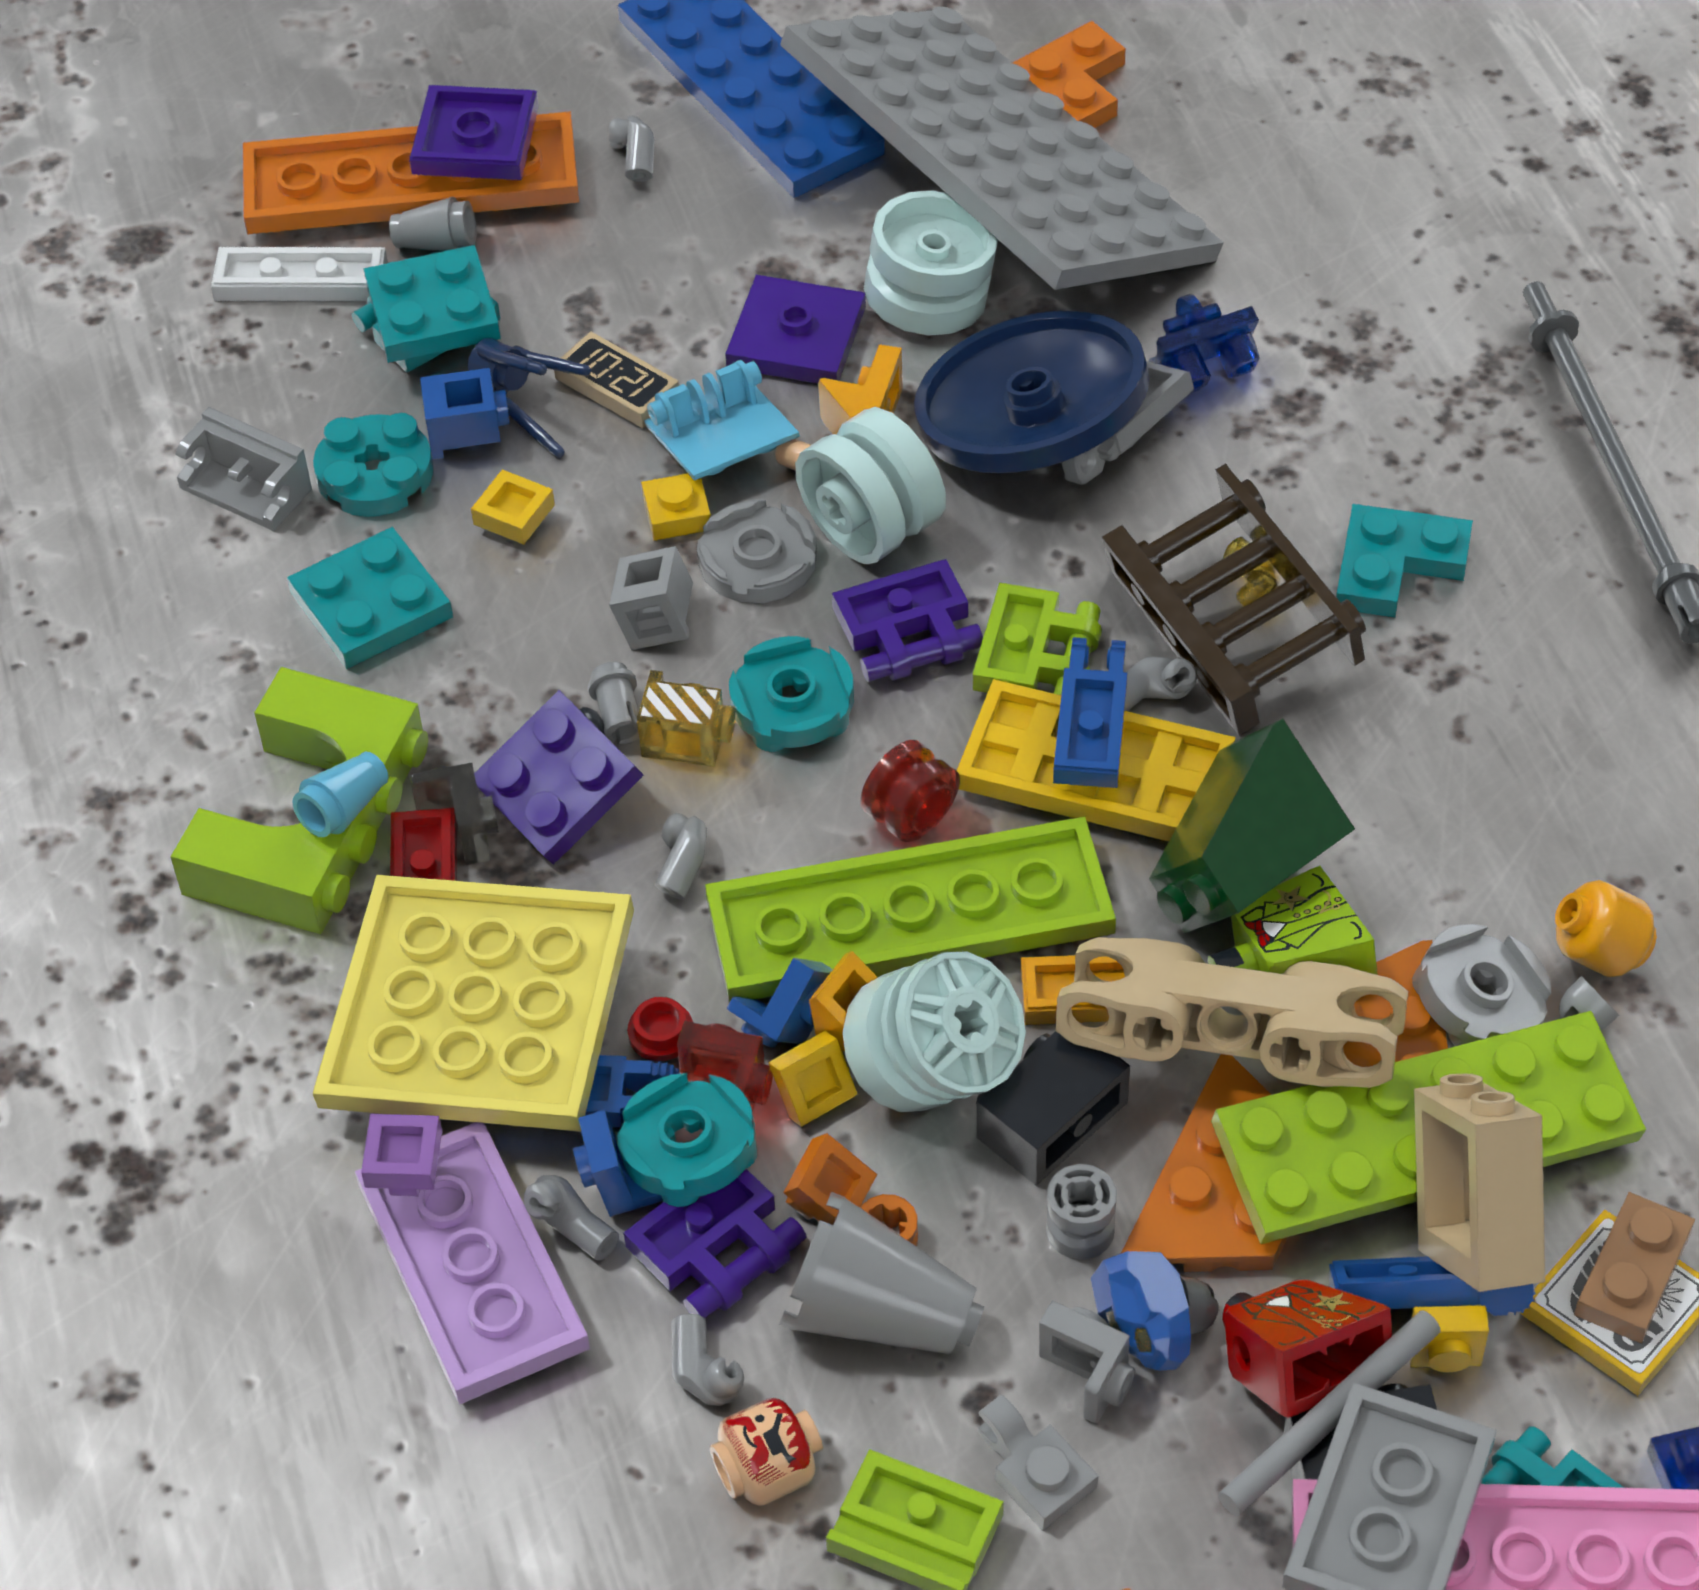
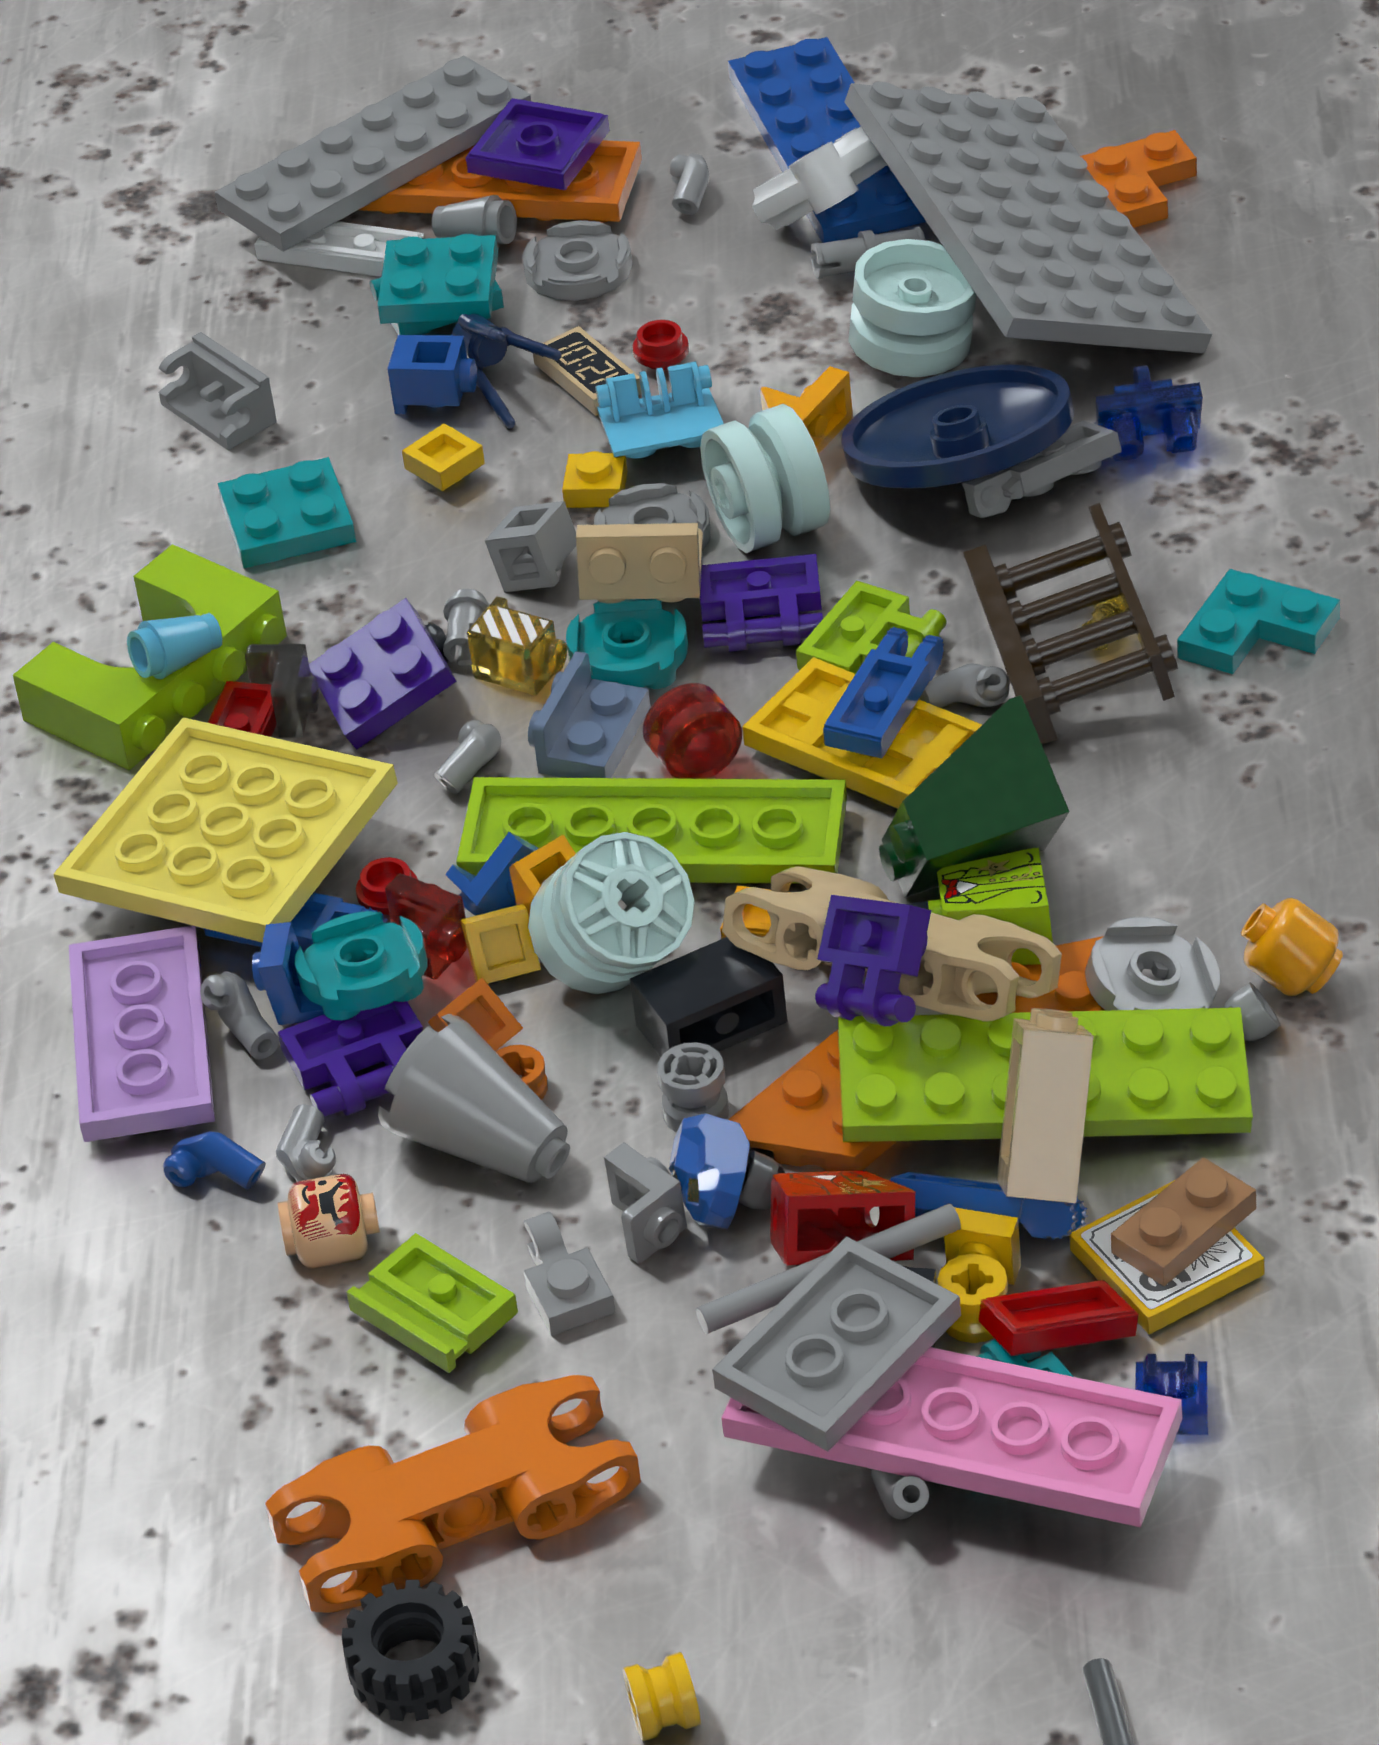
camera: 20 degrees right, 10 degrees down
(299, 167) = (368, 154): none -> light grey plate
(355, 441) = (357, 392): teal plate -> none
(401, 1153) = (103, 927): medium lavender tile -> none
(553, 254) = (577, 261): none -> light grey tile
(609, 1393) = (211, 1154): none -> blue arm
(682, 339) = (660, 344): none -> red plate
(780, 134) = (818, 180): none -> white piece
(783, 601) = (639, 561): none -> tan bracket
(790, 797) = (585, 723): none -> sand blue bracket
(796, 329) = (773, 351): dark purple plate -> none
(847, 202) = (842, 255): none -> light grey pin
(1245, 1026) = (873, 937): none -> dark purple plate
(1470, 1374) = (972, 1279): none -> yellow wheel
(1559, 1406) = (1058, 1317): none -> red tile

